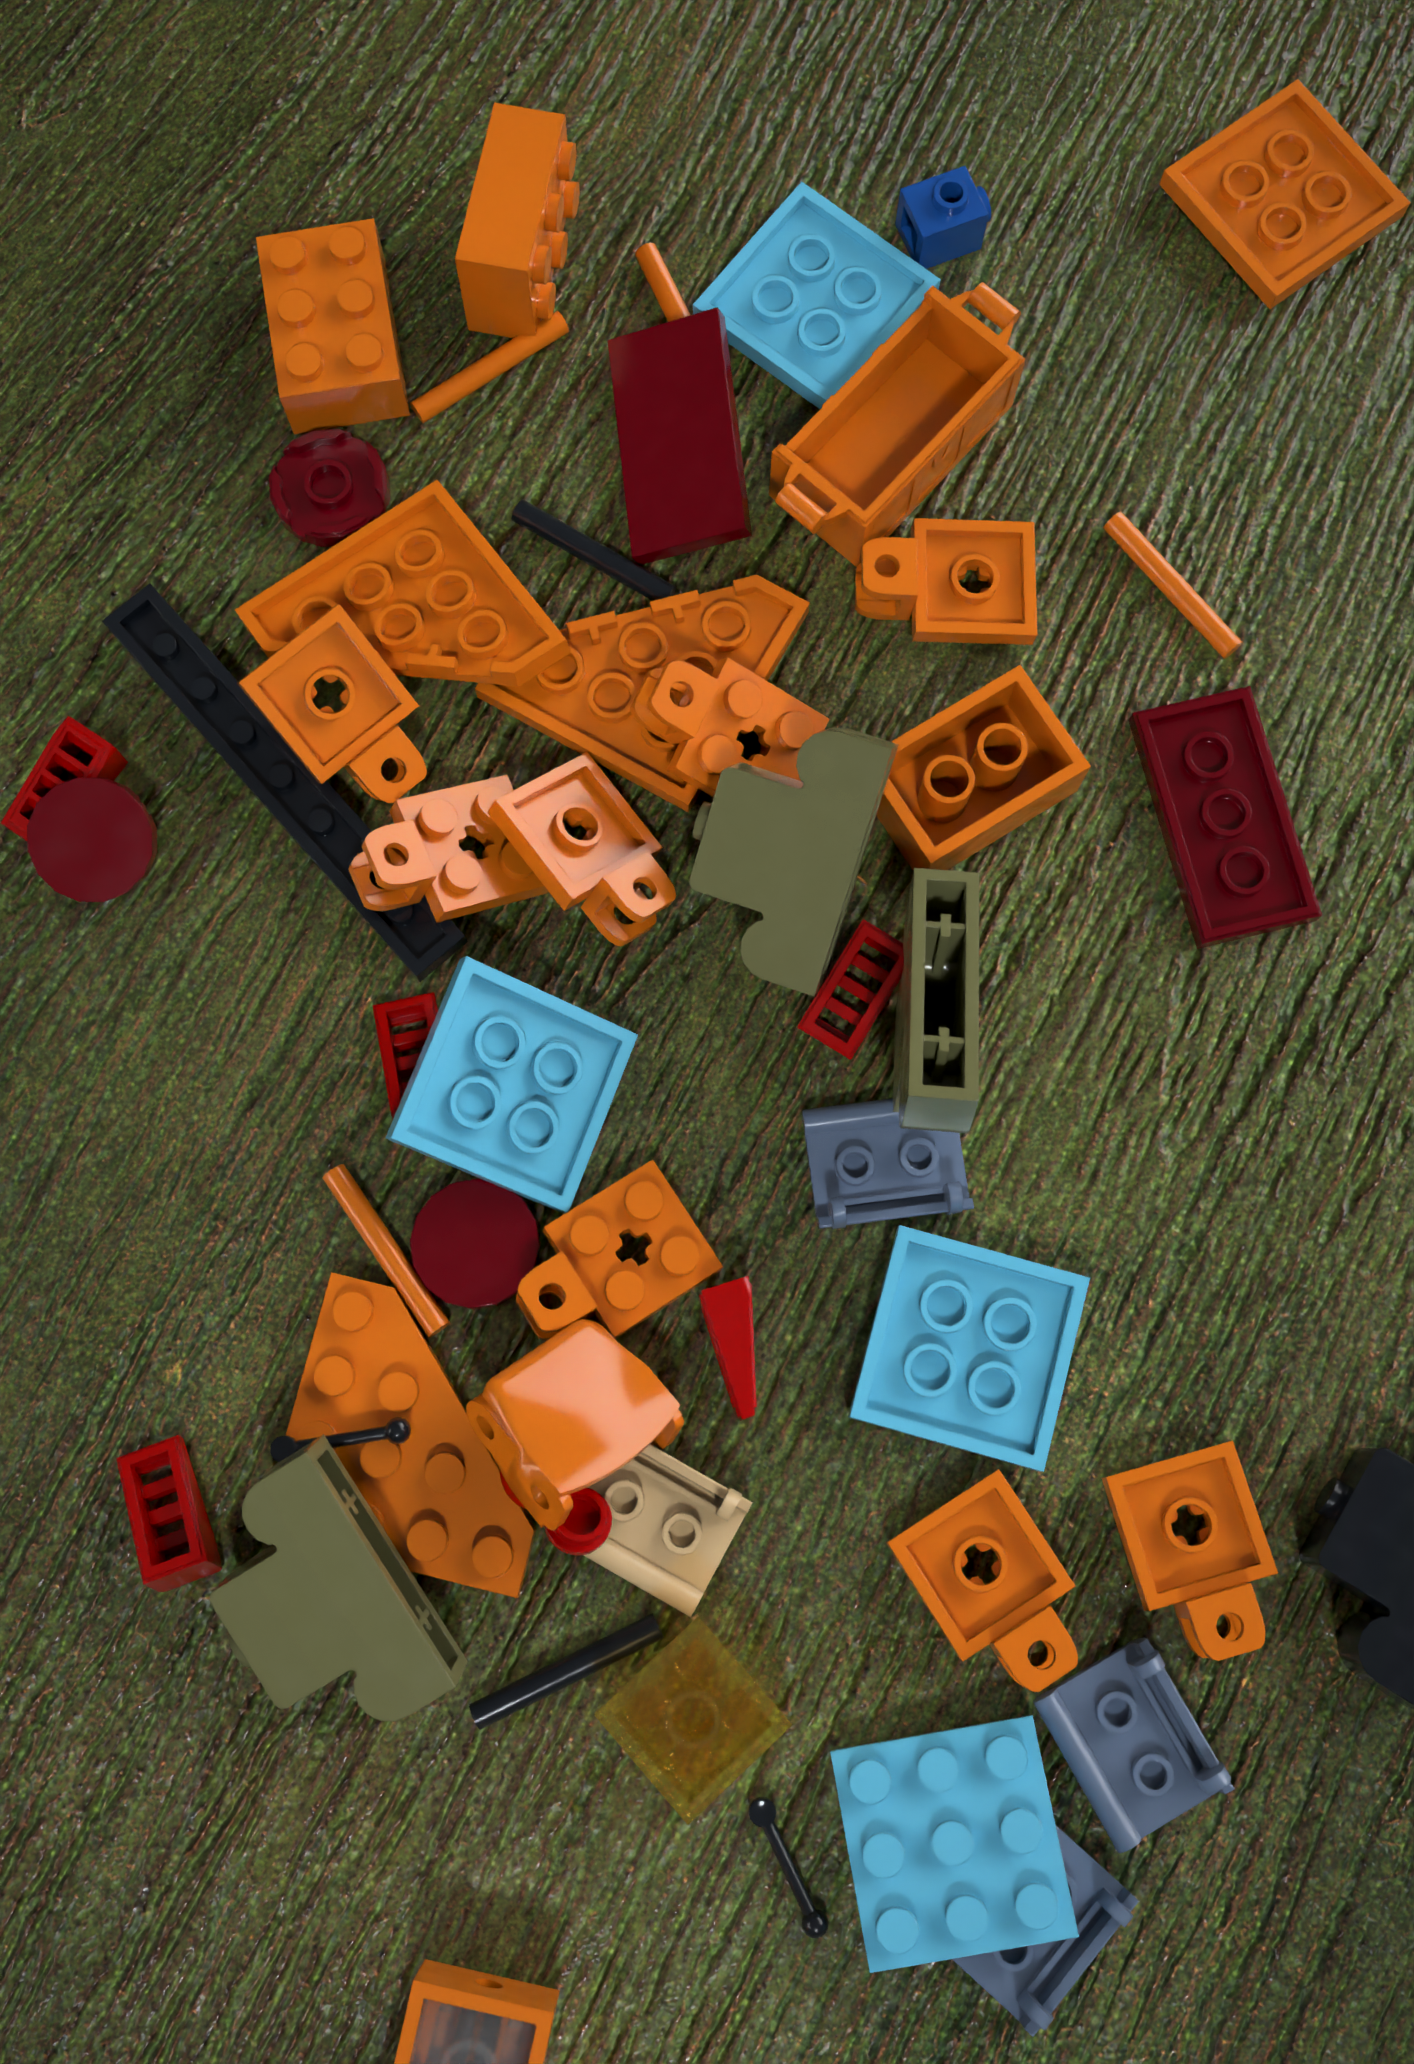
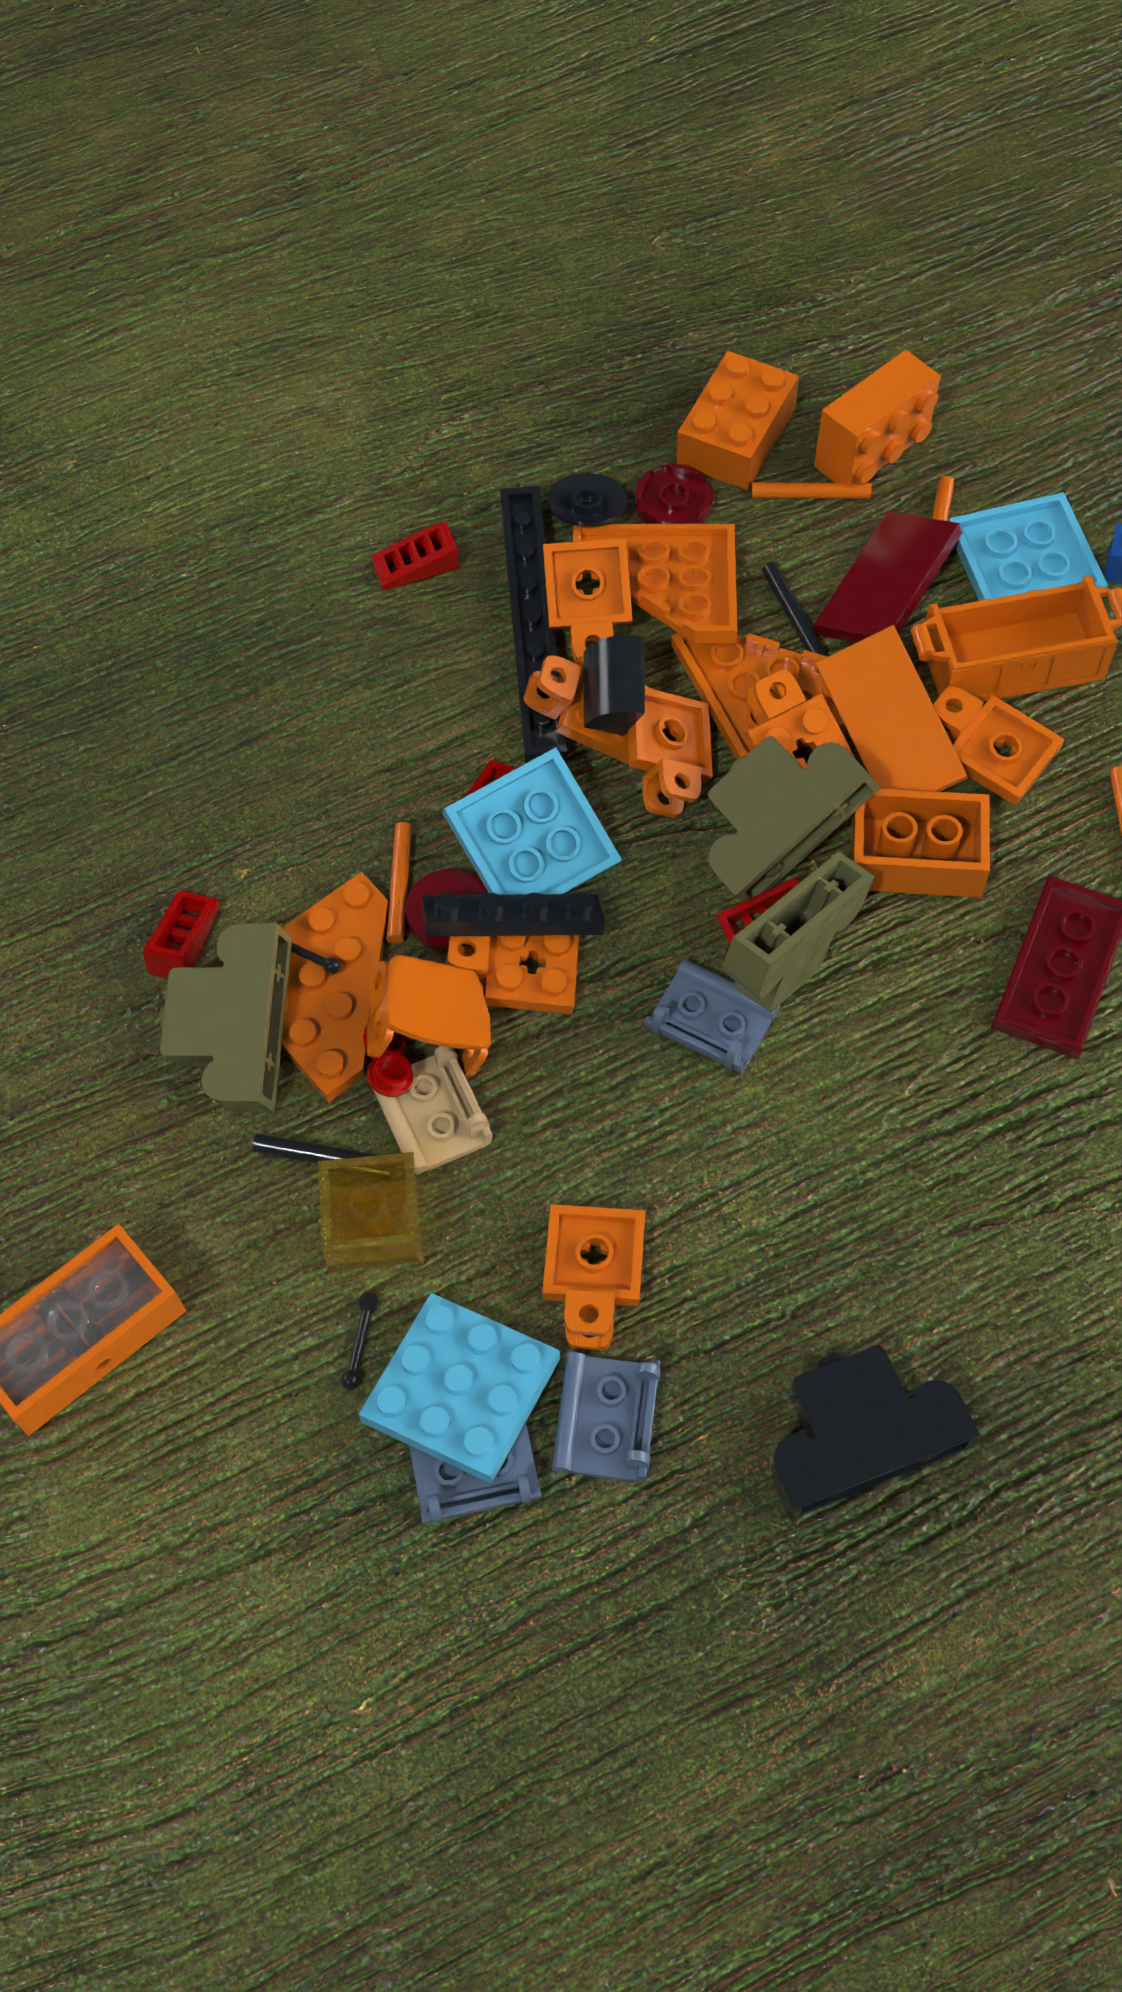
camera: 40 degrees right, 15 degrees down
(91, 839) = (410, 588): dark red tile -> none
(227, 564) = (587, 500): none -> black dish
(472, 816) = (614, 683): none -> black brick
(570, 1212) = (512, 914): none -> black plate
(730, 1326) = (553, 1037): red slope -> none
(827, 632) = (891, 715): none -> orange tile
(969, 1348) = (680, 1140): medium azure plate -> none
(1200, 1577) = (723, 1353): orange plate -> none

